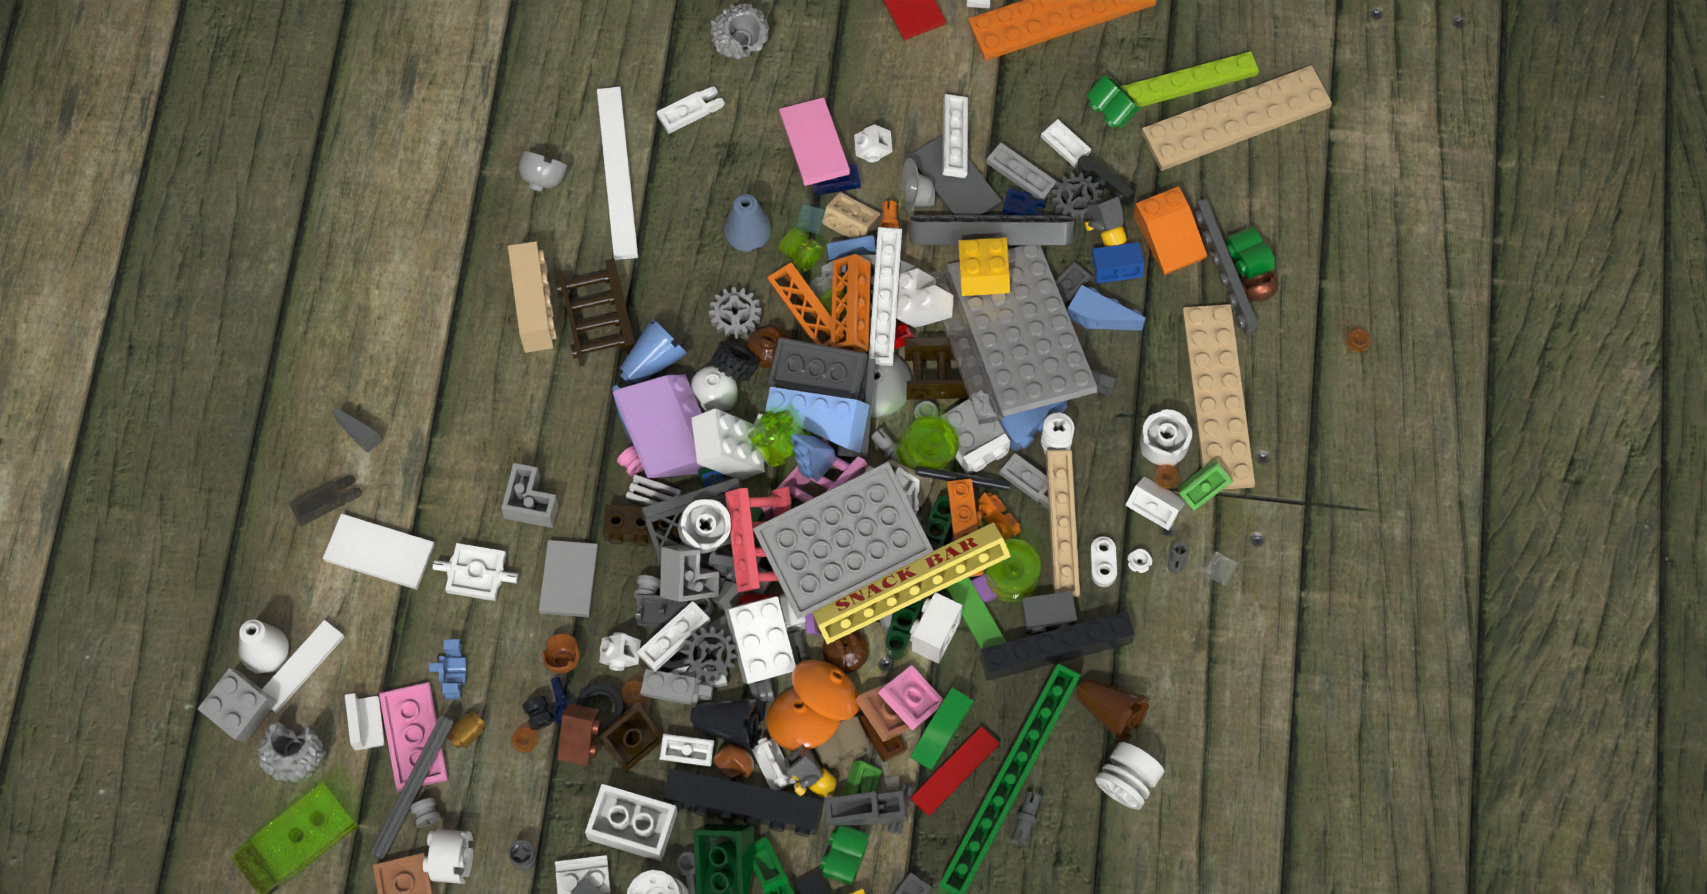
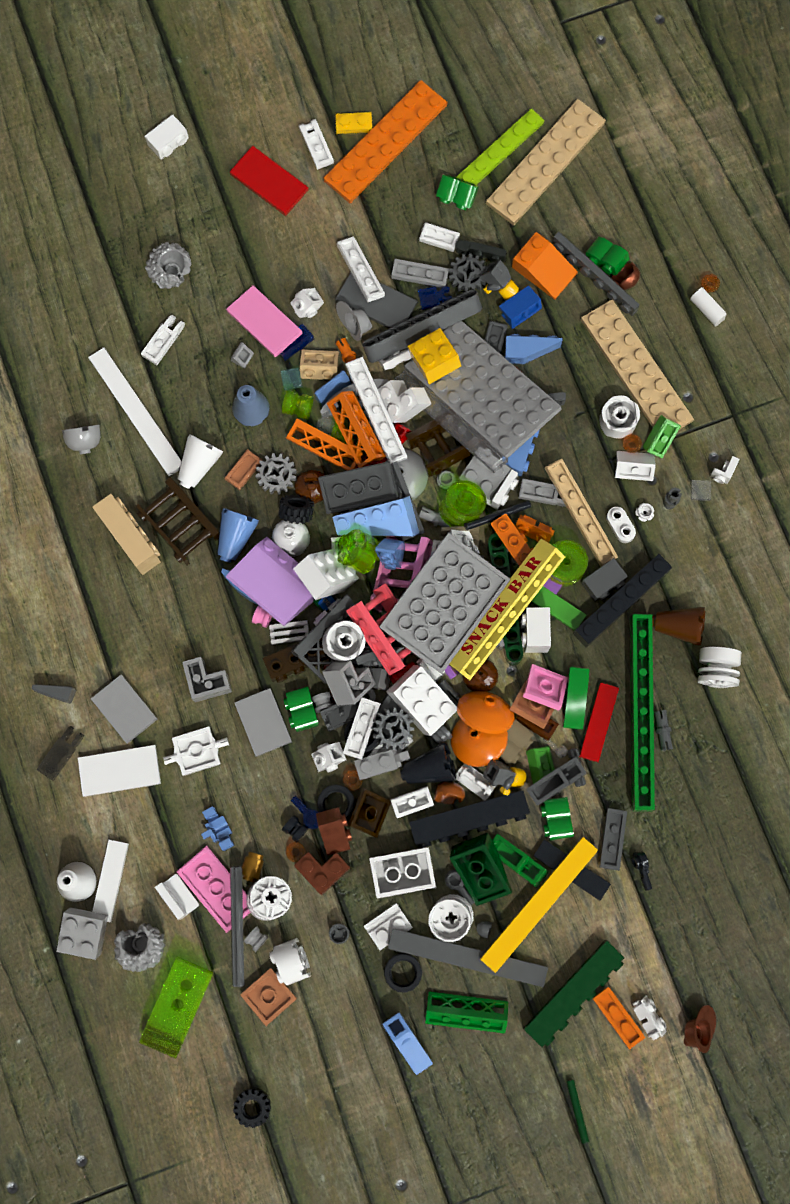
camera: 25 degrees left, 10 degrees up
(422, 487) = (124, 709): none -> light grey tile
(449, 774) = (262, 908): none -> white wheel
(542, 781) = (323, 876): none -> copper brick
(561, 653) = (288, 779): dark orange hair -> none
(618, 584) = (301, 709): none -> green brick
(653, 256) = (196, 461): none -> white cone
(700, 292) = (243, 470): none -> nougat tile
(769, 167) = (242, 355): none -> light grey slope
(935, 252) = (394, 359): none -> white plate
(1057, 432) = (546, 451): white piece -> none
(1264, 560) = (724, 475): none -> white bracket
(1340, 365) = (708, 306): none -> white brick

